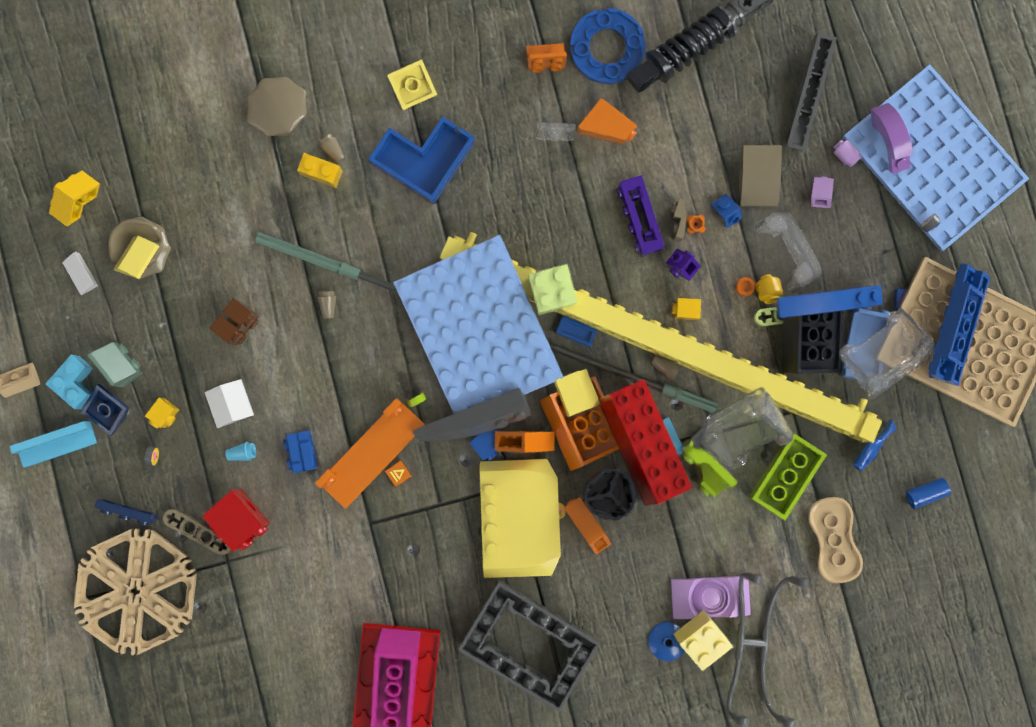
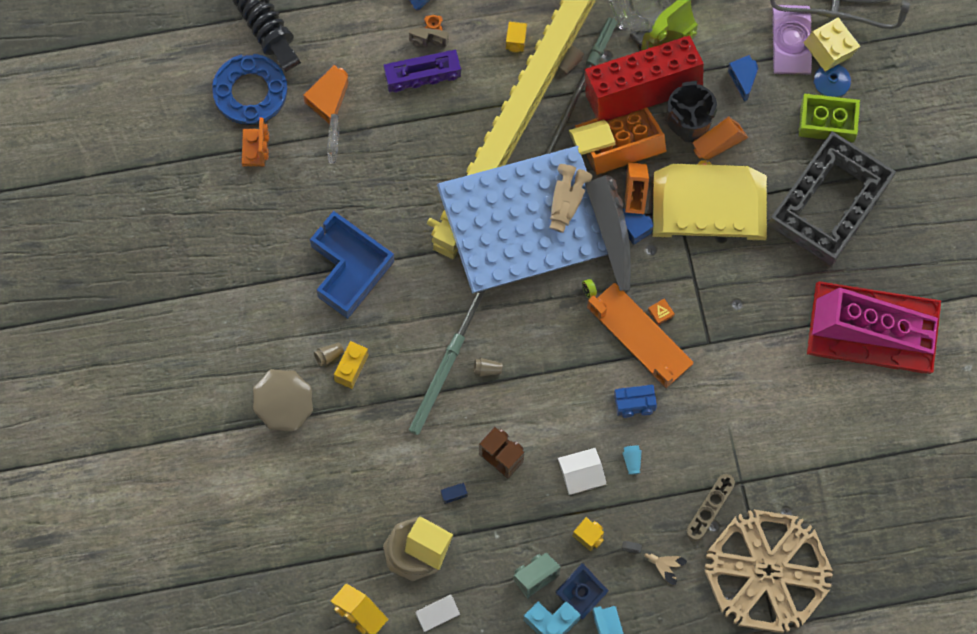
camera: 85 degrees left, 15 degrees down
(126, 512) = (688, 575): dark blue plate -> none
(140, 487) = (663, 565): none -> tan piece
(198, 280) = (454, 493): none -> dark blue piece
(236, 520) = (701, 461): red brick -> none
(412, 84) = (271, 272): light yellow slope -> none
(501, 369) = (567, 198): none -> tan piece
(552, 289) = (494, 141): yellowish green brick -> none
(576, 331) = (530, 139): blue tile -> none
(619, 639) = (826, 114): none -> lime brick
(662, 548) = (743, 75): none -> blue slope
(683, 264) = (473, 36): dark purple brick -> none

